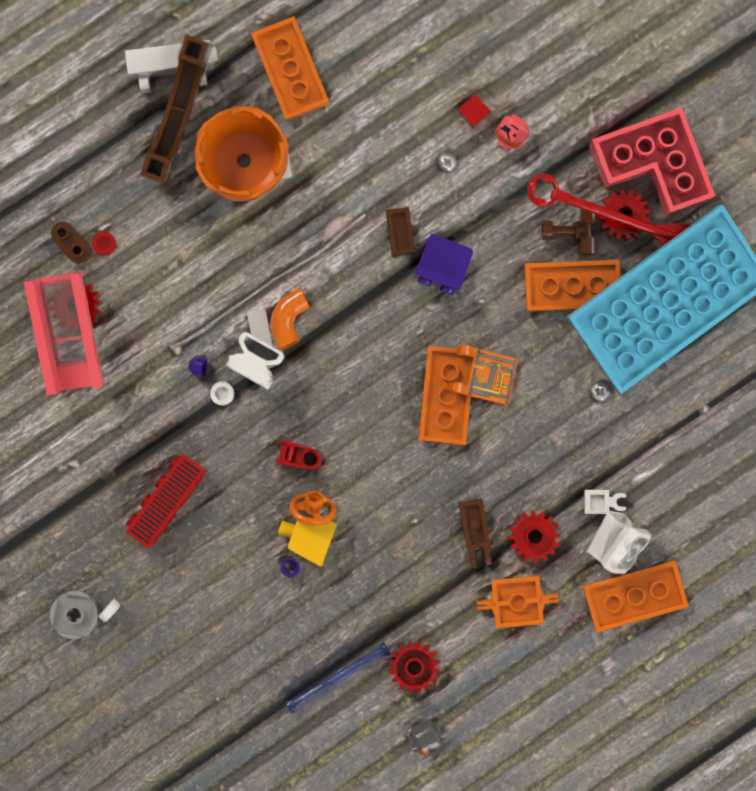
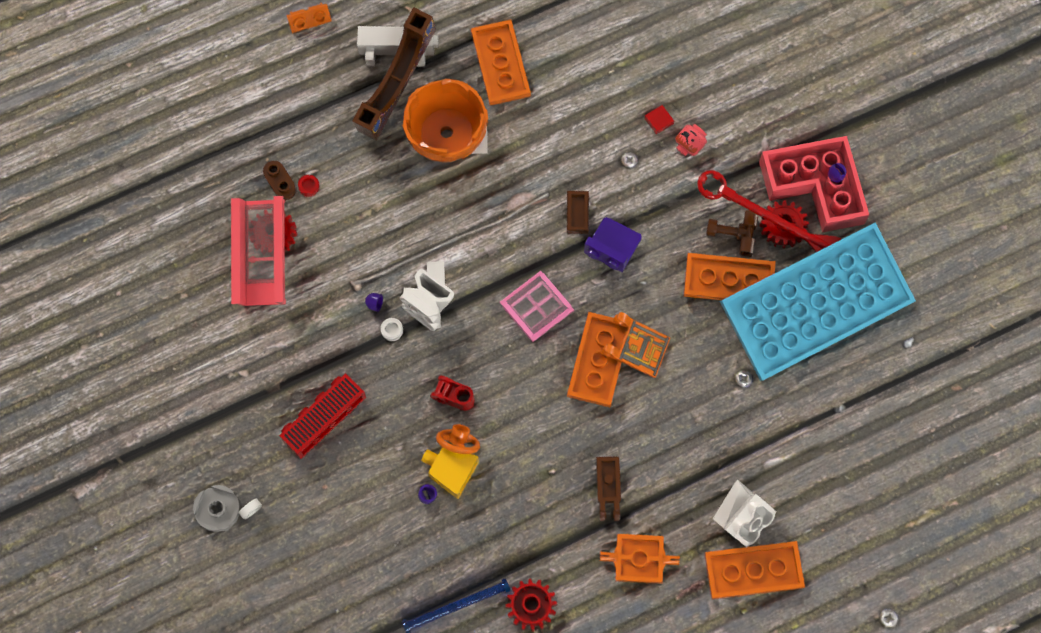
camera: 10 degrees right, 15 degrees down
(75, 41) = (309, 18): none -> orange hinge
(283, 318) = (460, 268): orange cylinder -> none
(372, 345) = (536, 306): none -> clear piece
(546, 540) = (666, 487): red gear -> none
(599, 501) = (728, 474): white plate -> none
(673, 156) = (835, 175): none -> dark purple hinge

